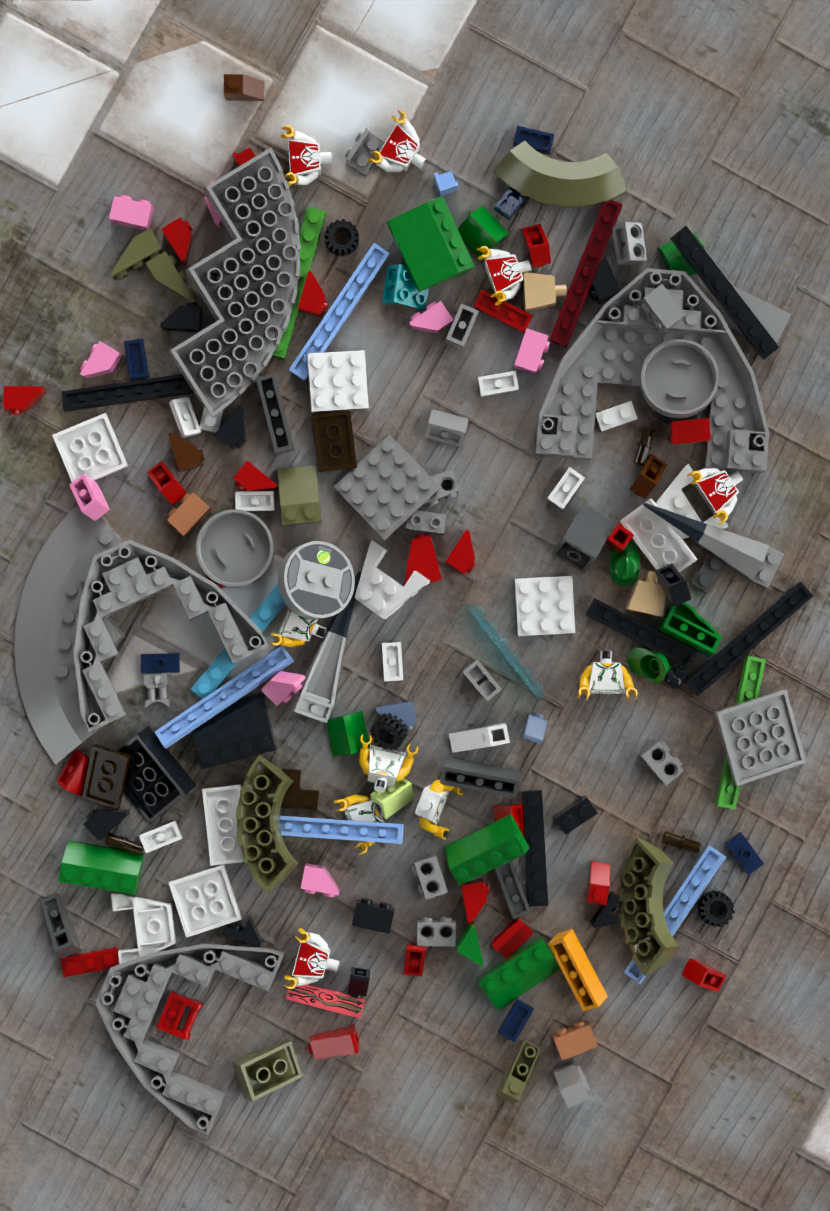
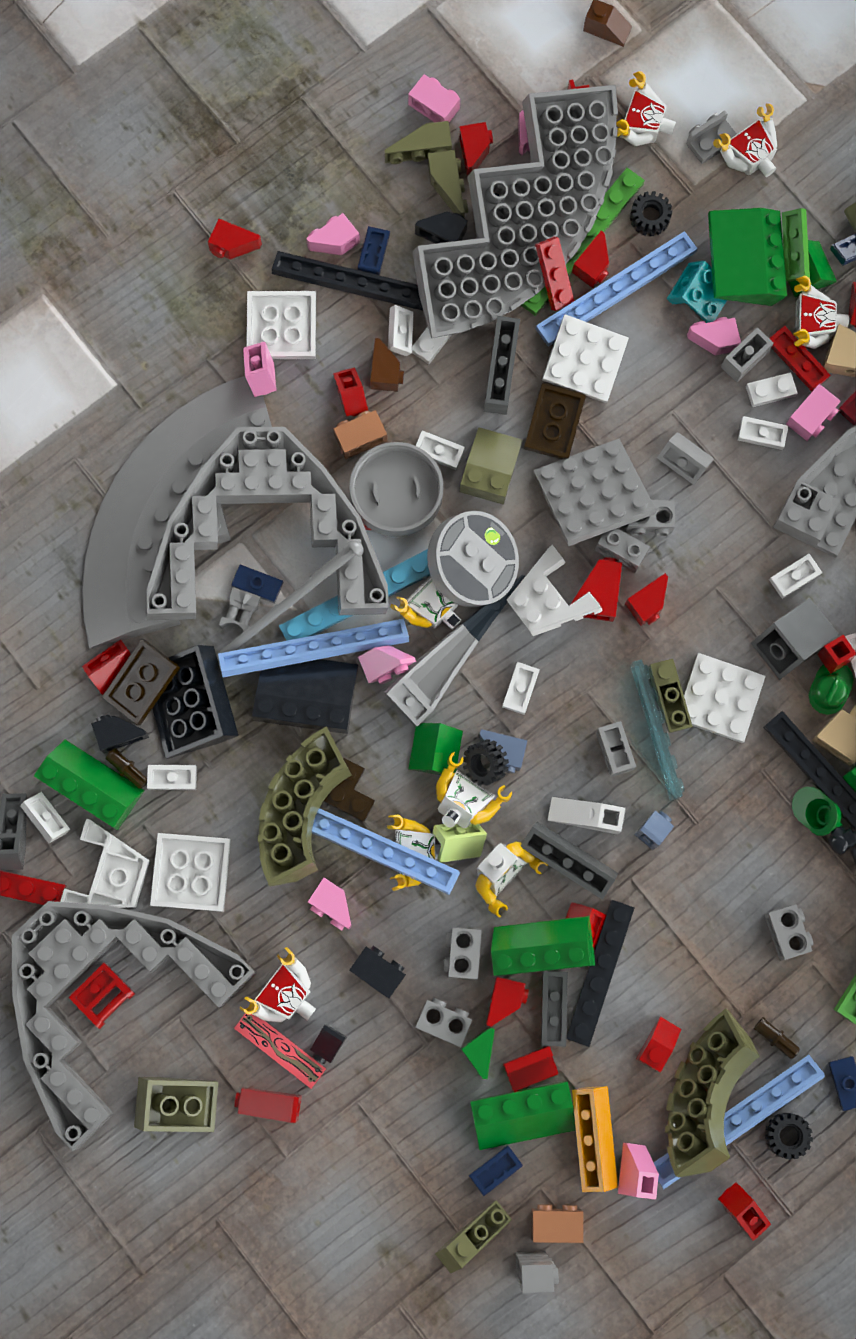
camera: 20 degrees right, 10 degrees down
(80, 905) = (45, 817): none -> white plate
(221, 824) = (247, 792): white plate -> none
(222, 616) = (354, 548): none -> light grey bar
(233, 429) = (447, 364): black slope -> none
(249, 934) = (225, 933): black slope -> none
(253, 479) = (448, 425): red slope -> none
(286, 323) = (554, 273): none -> plate
(414, 960) = (405, 1044): red slope -> none
(445, 183) = (786, 200): light blue panel -> none
(465, 221) = (795, 244): none -> bright green plate
(491, 344) = (771, 389): none -> white plate
(506, 623) = (670, 695): none -> olive slope
(575, 814) = (663, 951): black brick -> none
(603, 916) = (650, 1086): black slope -> none
(606, 678) = (761, 807): torso -> none
(617, 980) = (637, 1172): none -> bright pink slope

